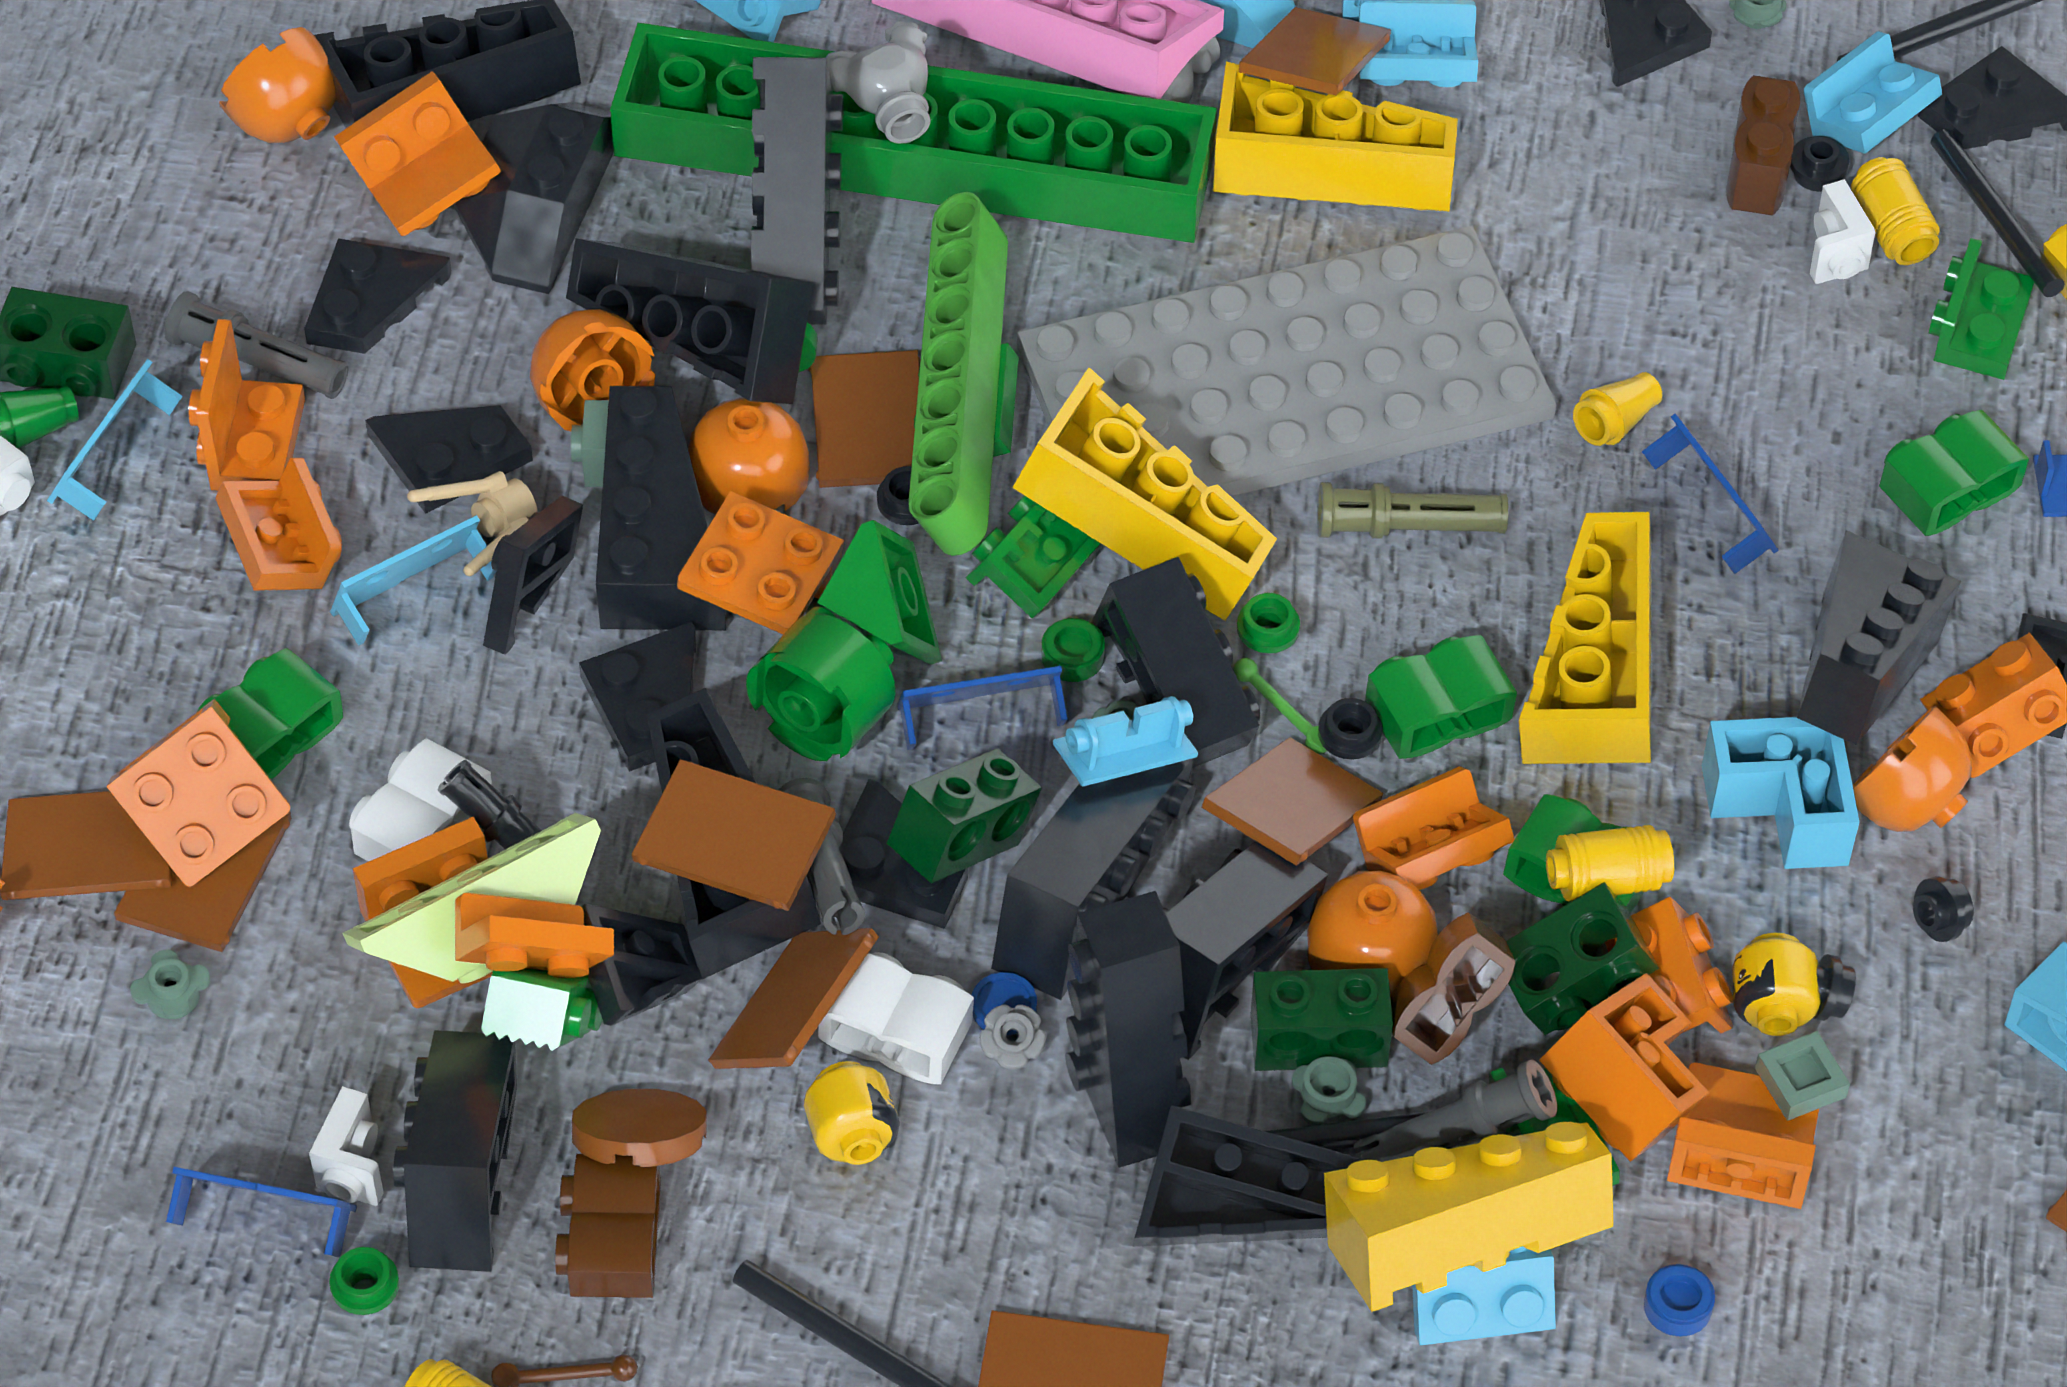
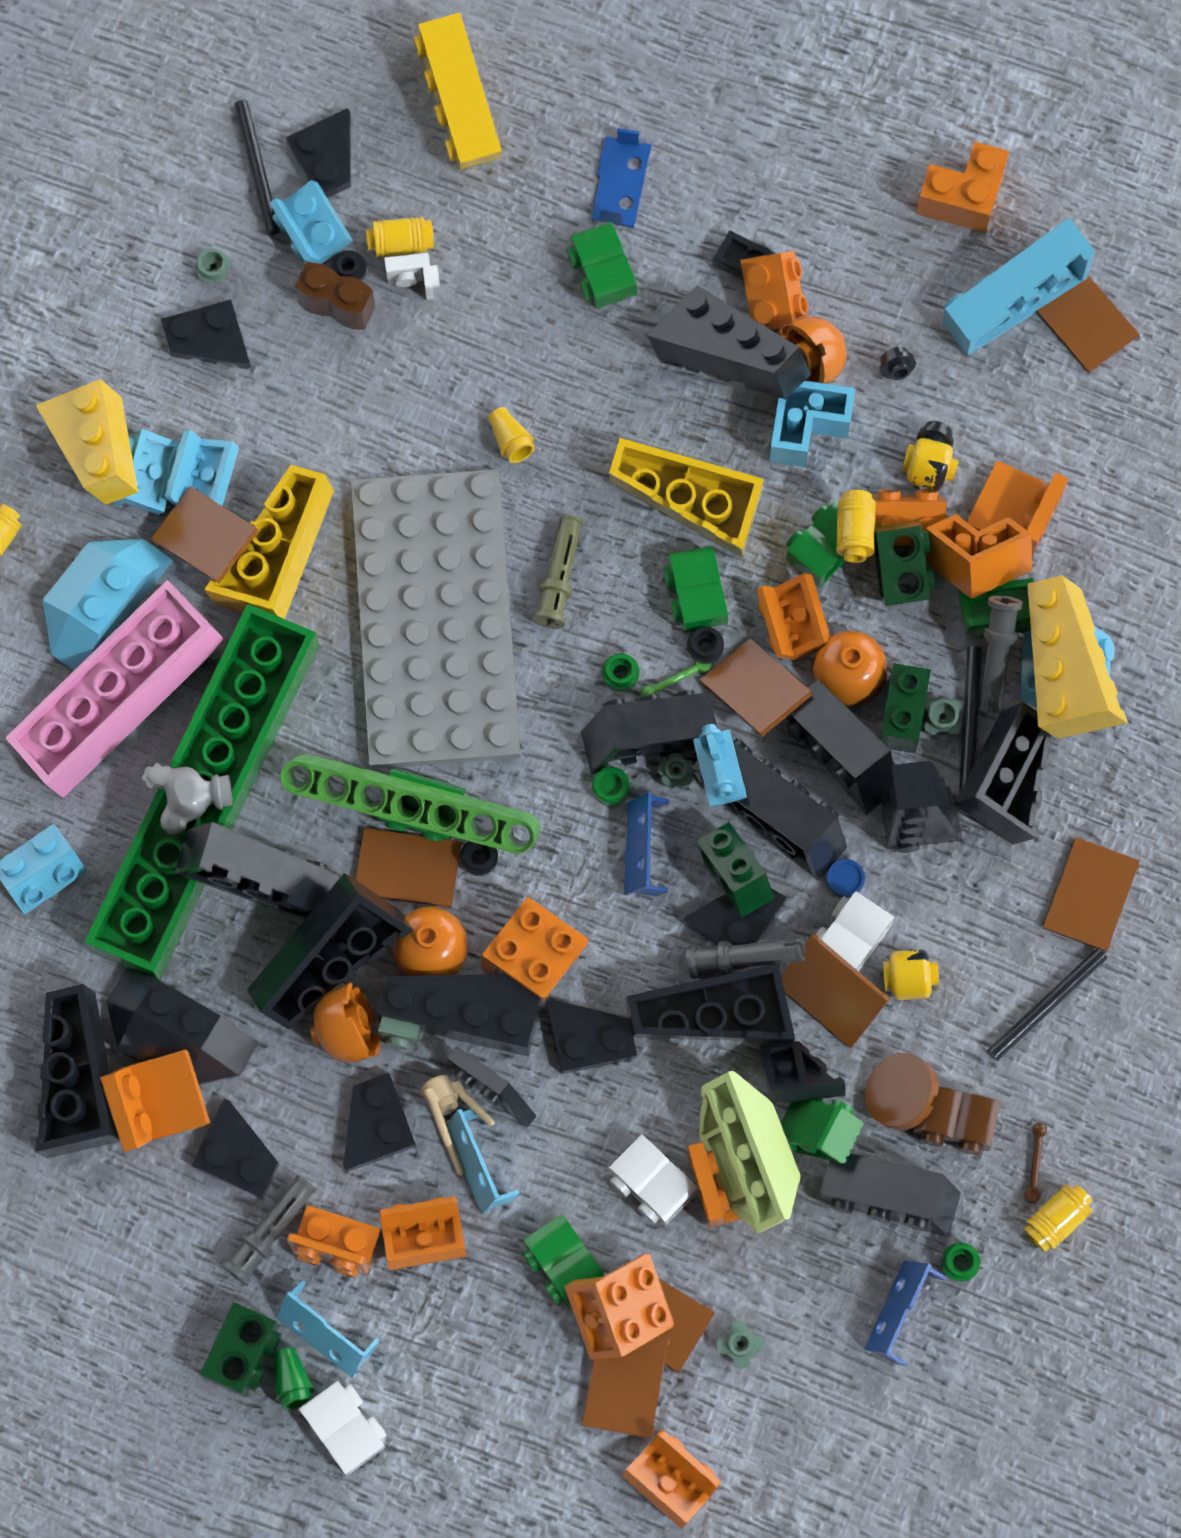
camera: 75 degrees left, 20 degrees up
(282, 90) = (67, 1178): orange cylinder -> none
(343, 1151) = (872, 1258): white bracket -> none
(496, 815) = (675, 1135): black pin -> none
(528, 935) = (799, 1123): orange bracket -> none
(734, 835) = (735, 999): dark orange piece -> none
(823, 685) = (624, 930): green brick -> none
(884, 591) = (577, 884): green slope -> none
(1012, 1053) = (867, 880): light grey plate -> none
(1032, 556) = (537, 787): green bracket -> none
(1140, 498) = (533, 723): yellow wedge -> none
(1462, 975) = (912, 631): reddish brown brick -> none
(1676, 441) = (587, 392): blue piece -> none
(1679, 1300) = (1105, 570): blue tile -> none
(1802, 1075) = (996, 467): sand green plate -> none
(1983, 314) = (487, 214): green bracket -> none
(1997, 213) = (415, 181): black bar -> none

